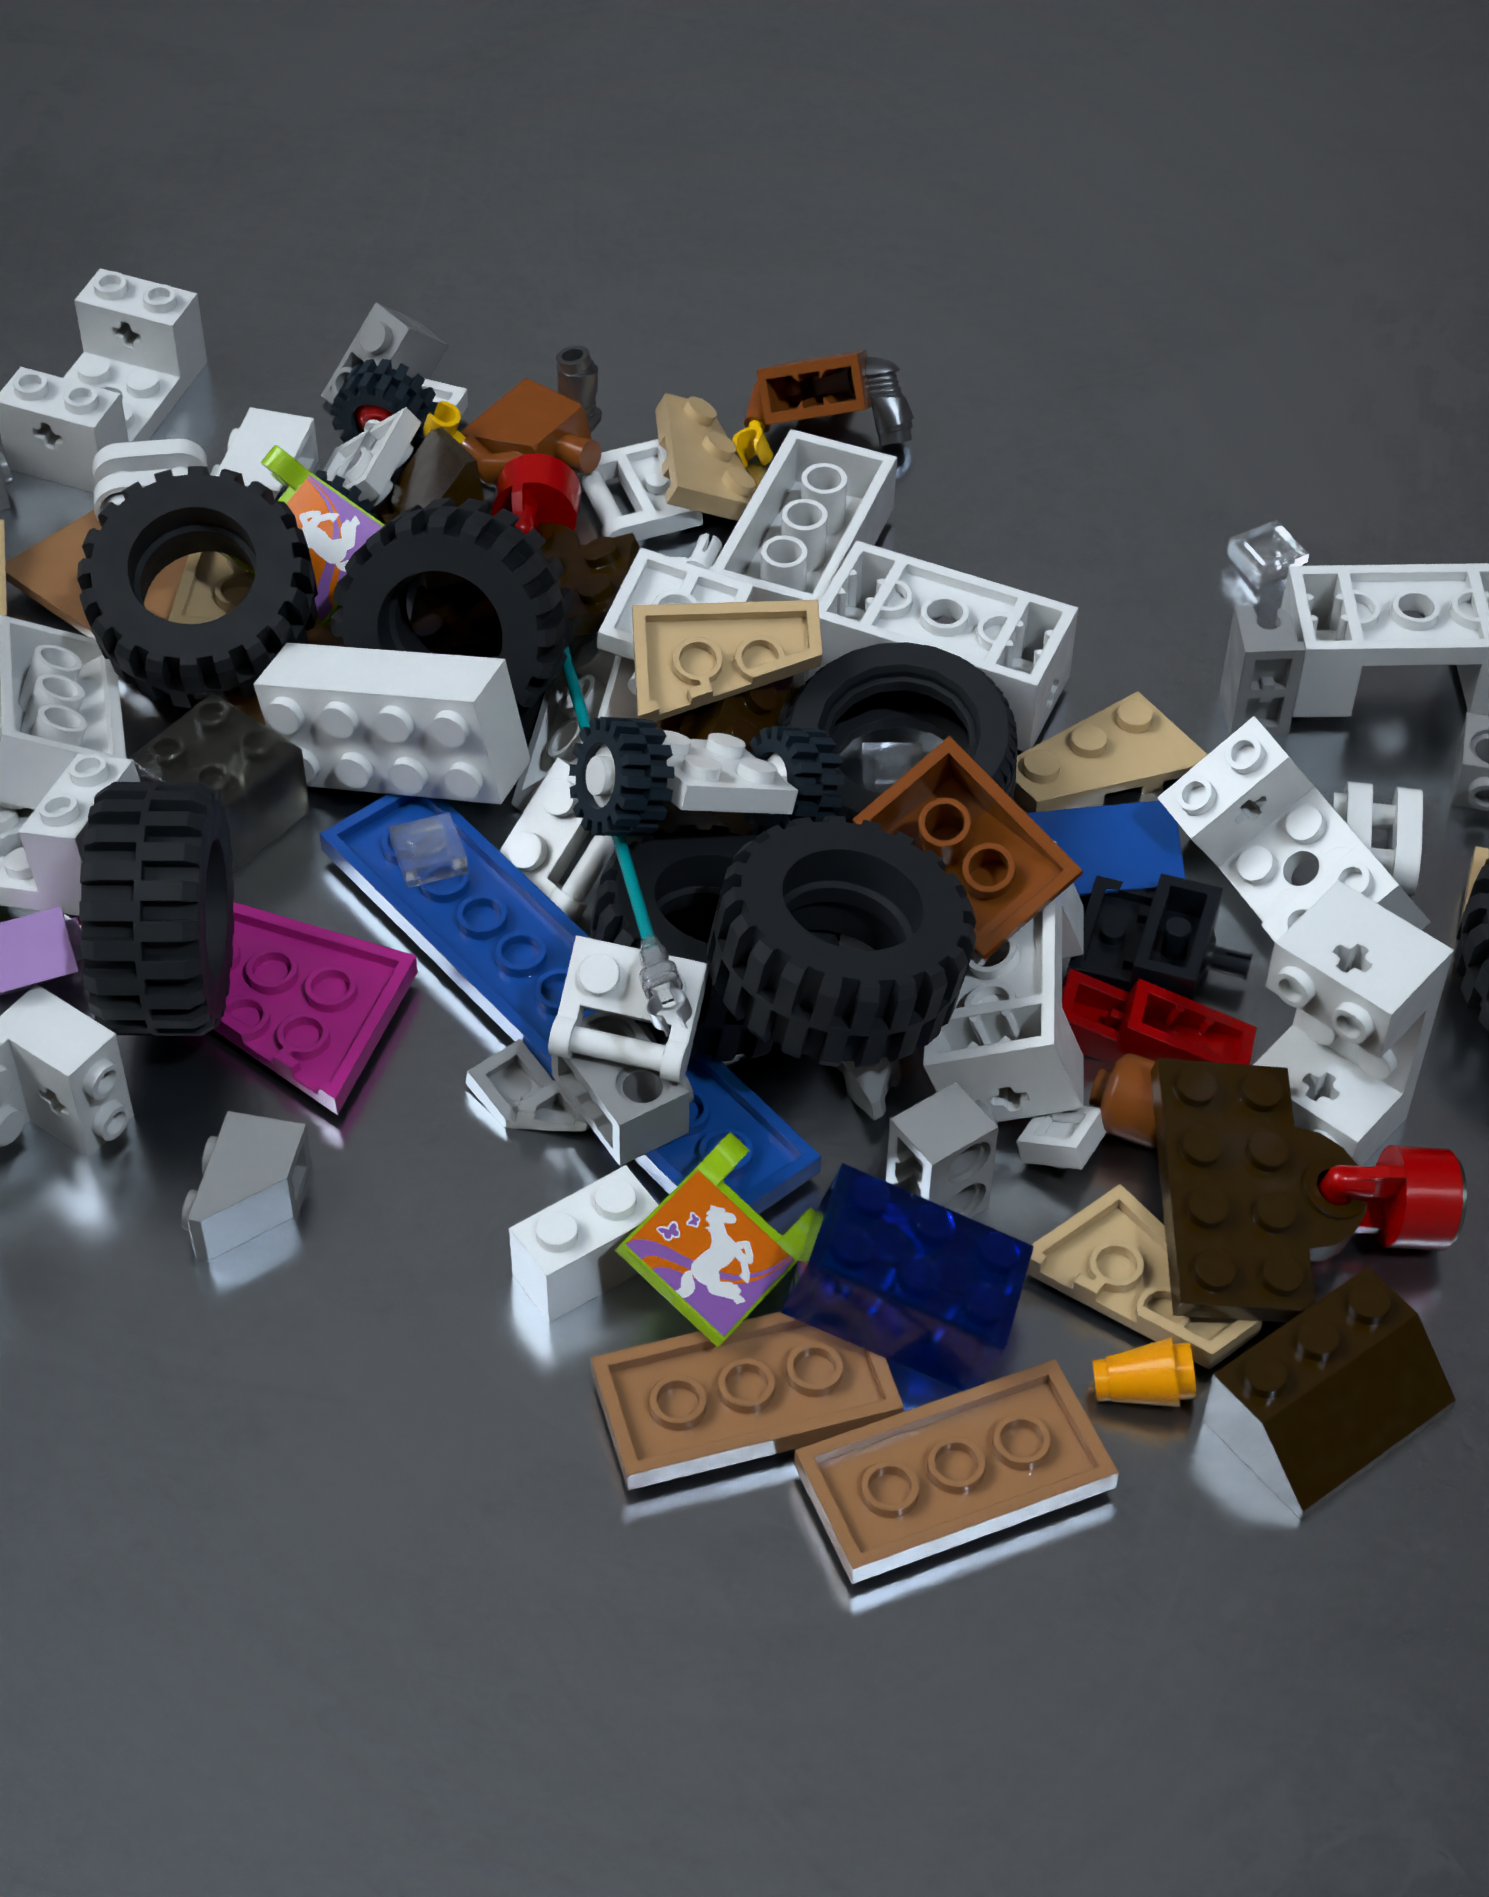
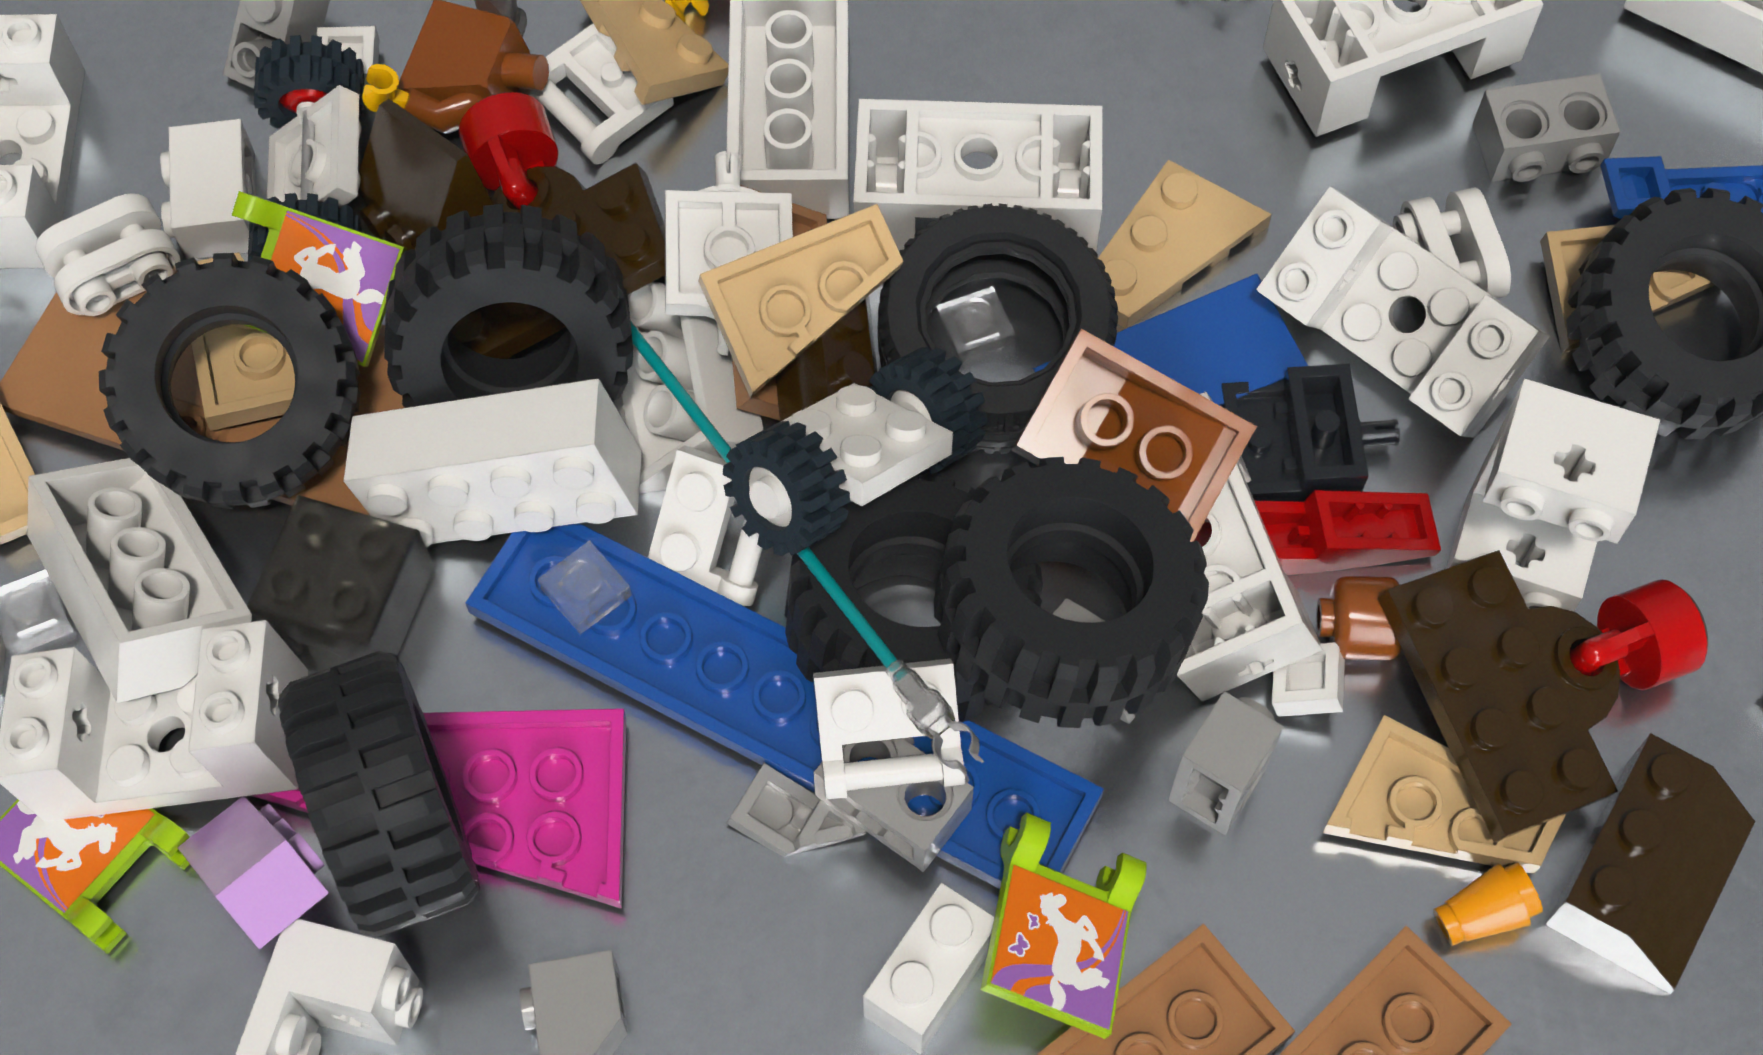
camera: 20 degrees left, 15 degrees up
(908, 1279) = (1252, 904): clear blue brick -> none
(1261, 671) = (1282, 113): light grey hinge -> none

